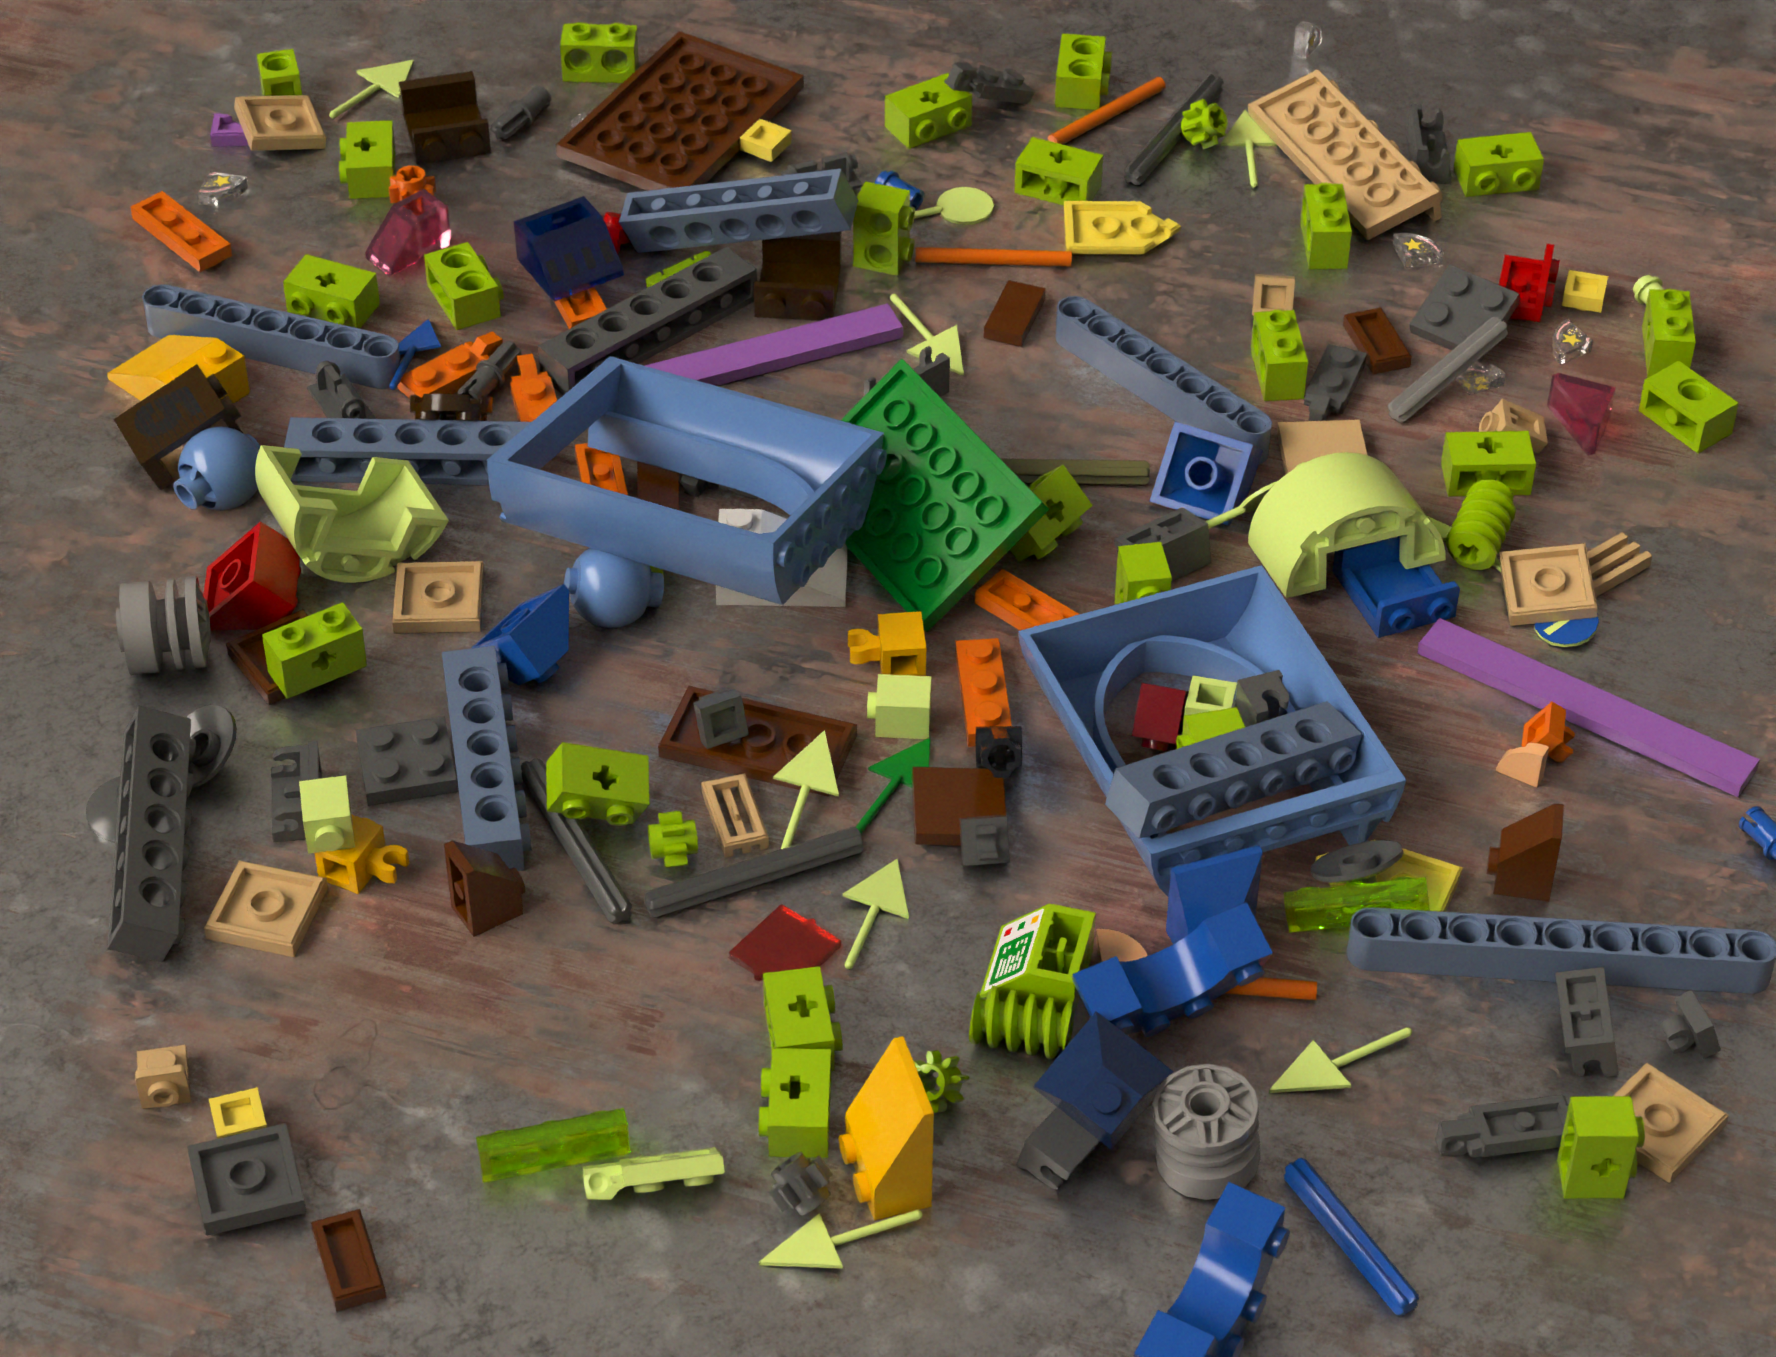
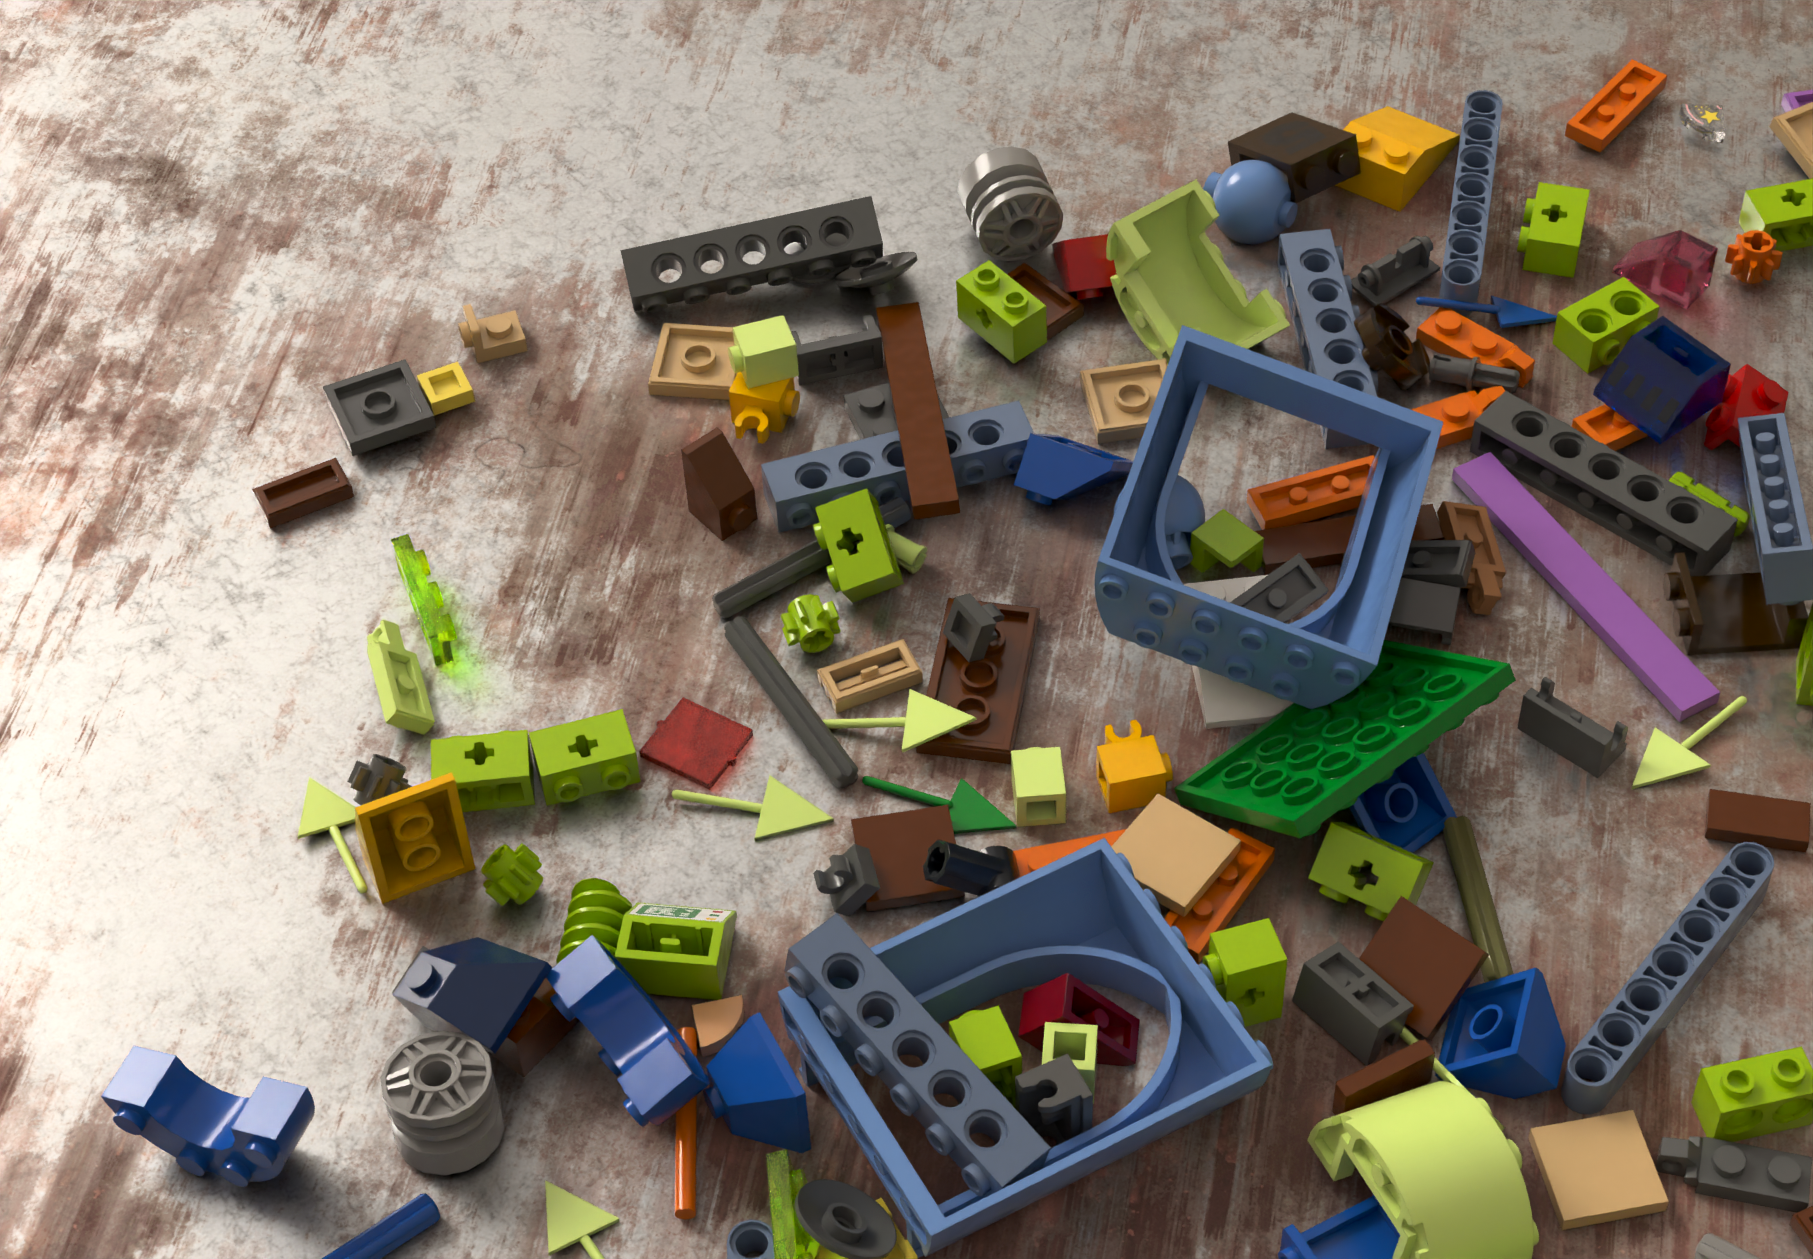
camera: 85 degrees right, 5 degrees up
(437, 718) = (917, 412): none -> reddish brown tile
(761, 497) = (1284, 591): none -> dark grey hinge
(992, 623) = (1175, 853): none -> tan tile
(1134, 495) = (1423, 963): none -> reddish brown tile
(1237, 538) = (1385, 1078): none -> reddish brown tile

